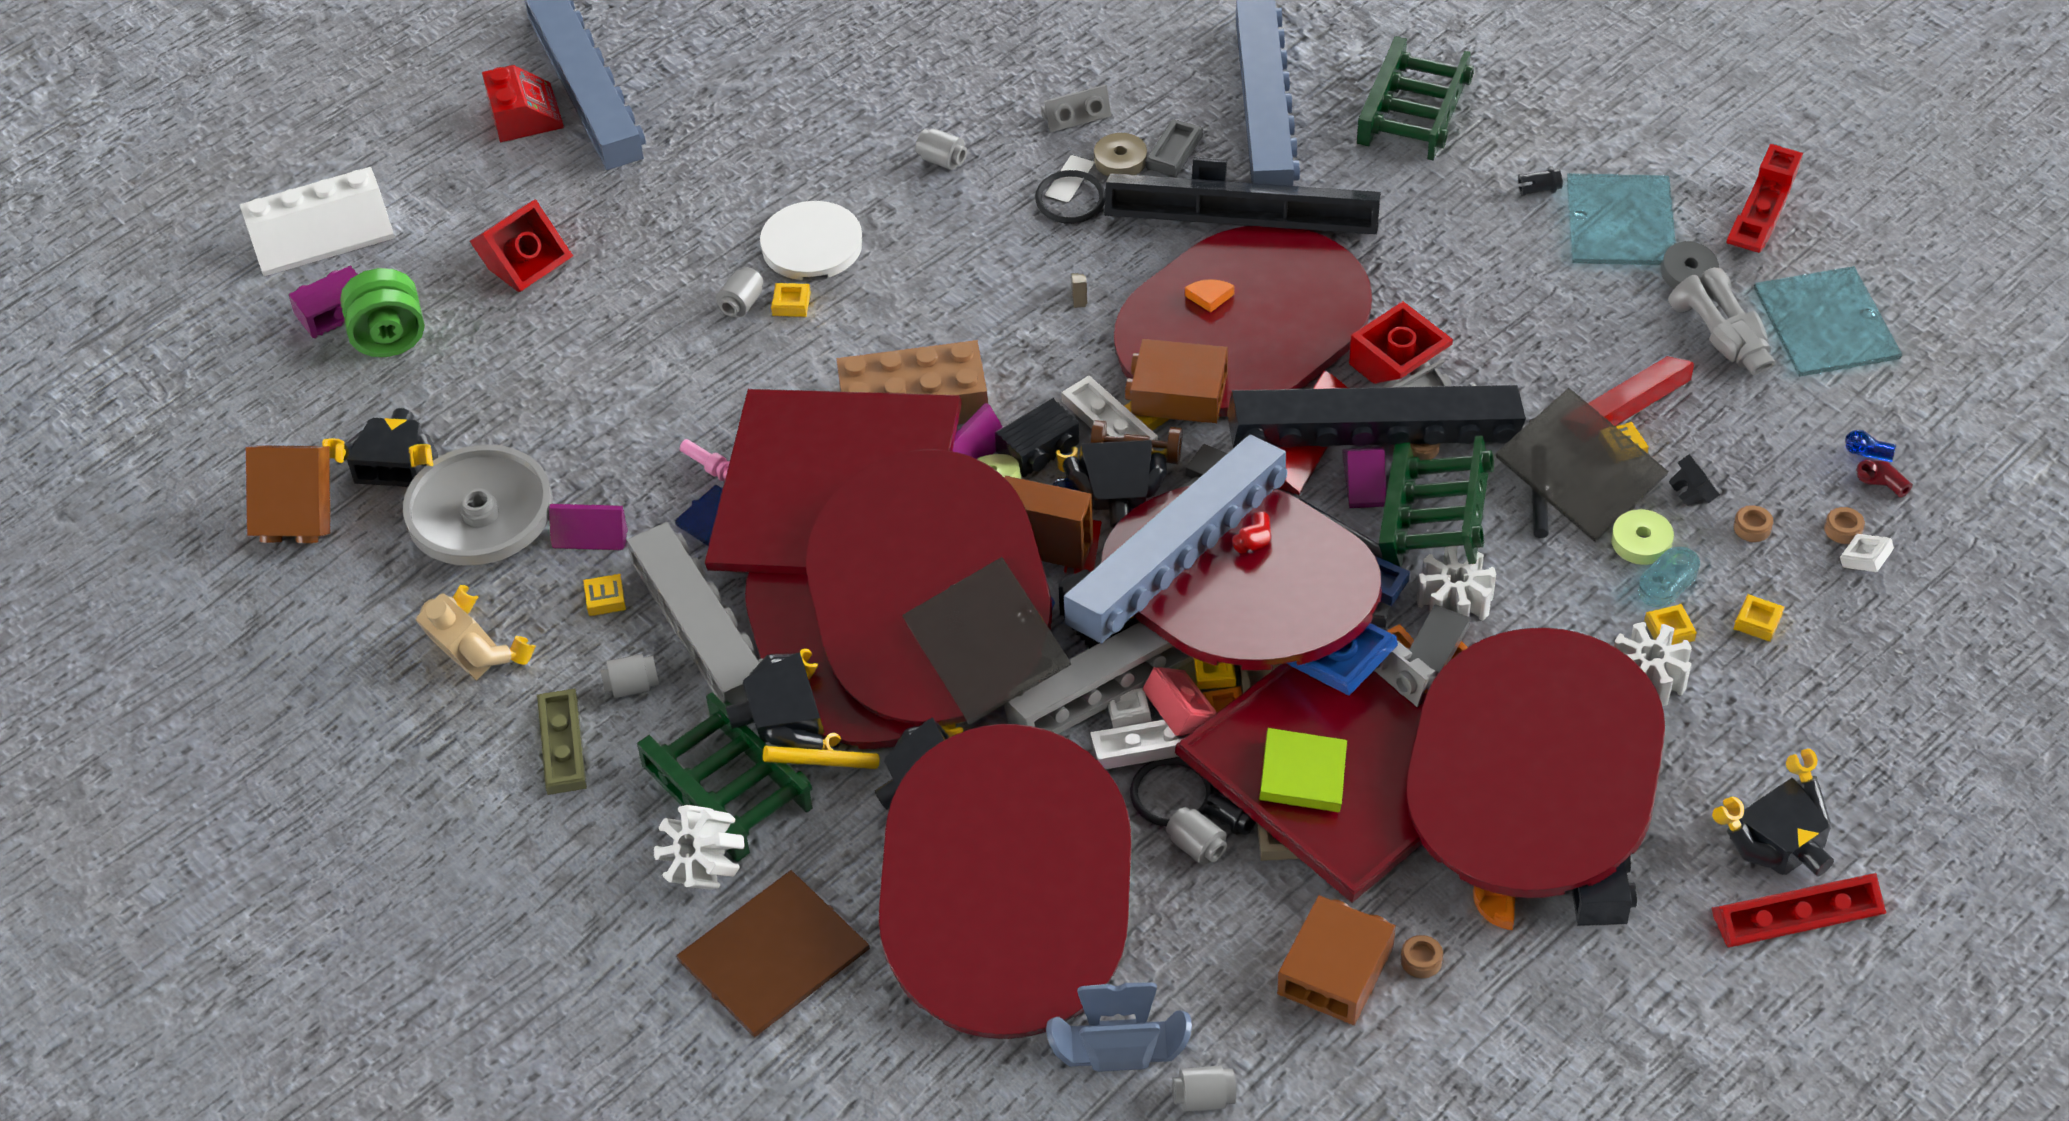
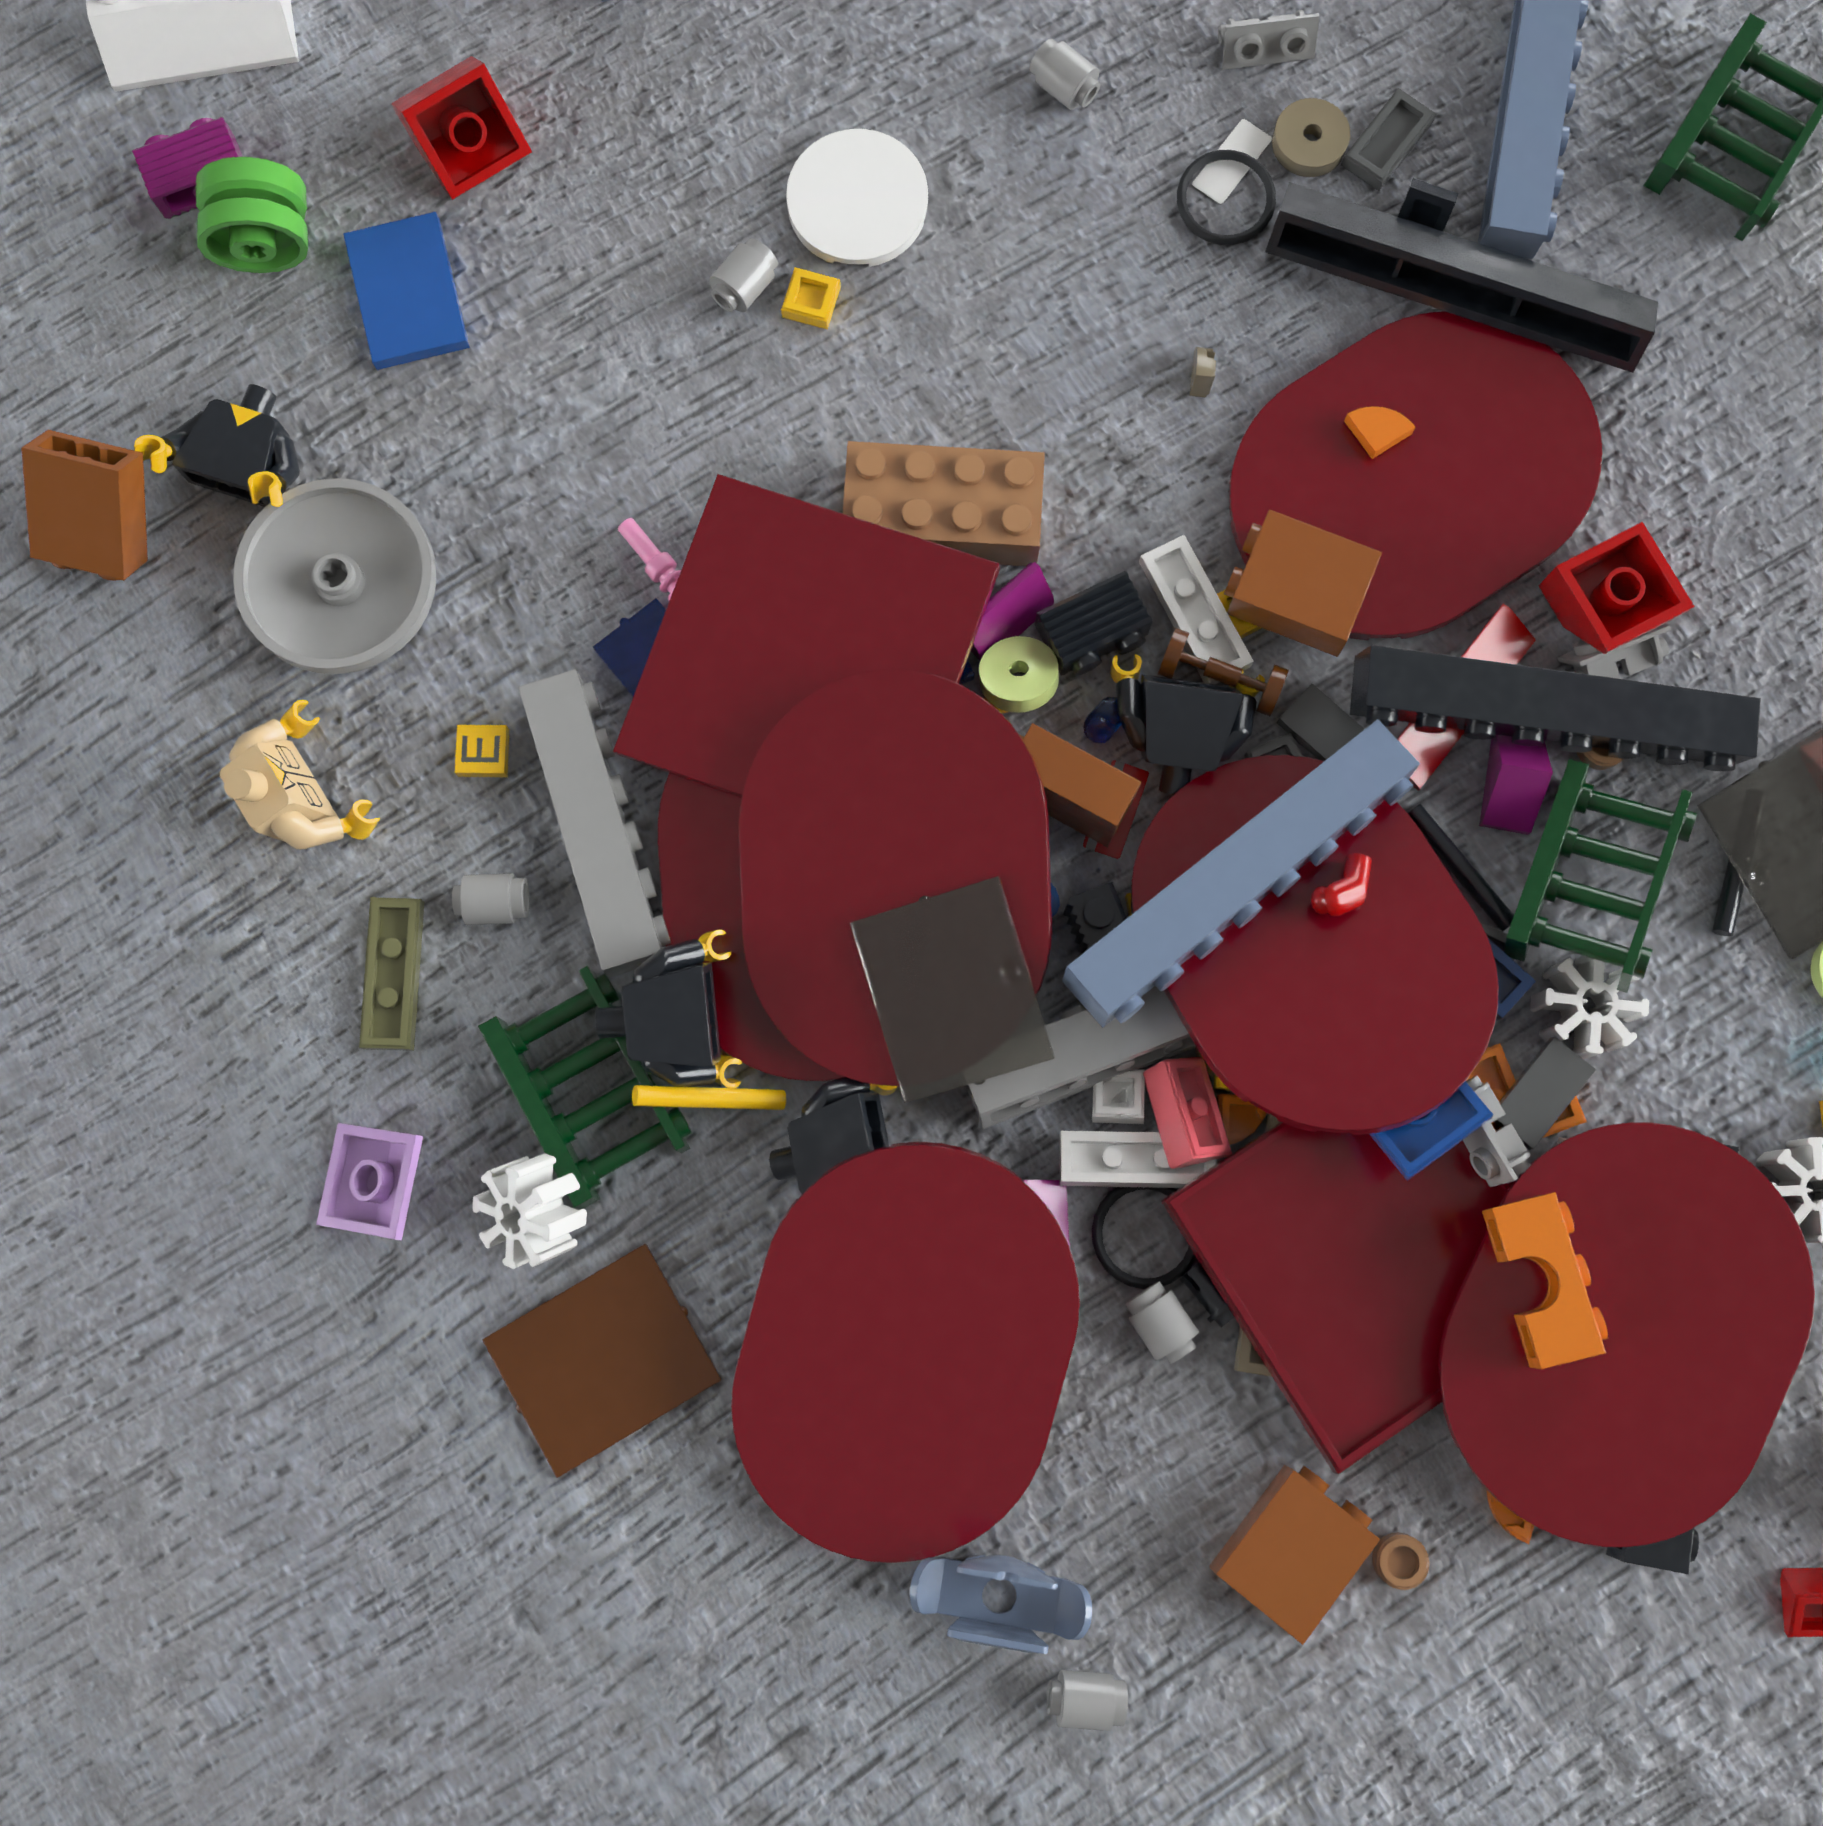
camera: 10 degrees right, 30 degrees up
(497, 345) = (406, 290): none -> blue tile
(570, 867) = (369, 1181): none -> lavender slope
(587, 526) = (476, 638): magenta slope -> none
(1303, 770) = (1320, 1274): lime tile -> none
(1448, 703) = (1565, 1323): none -> orange arch

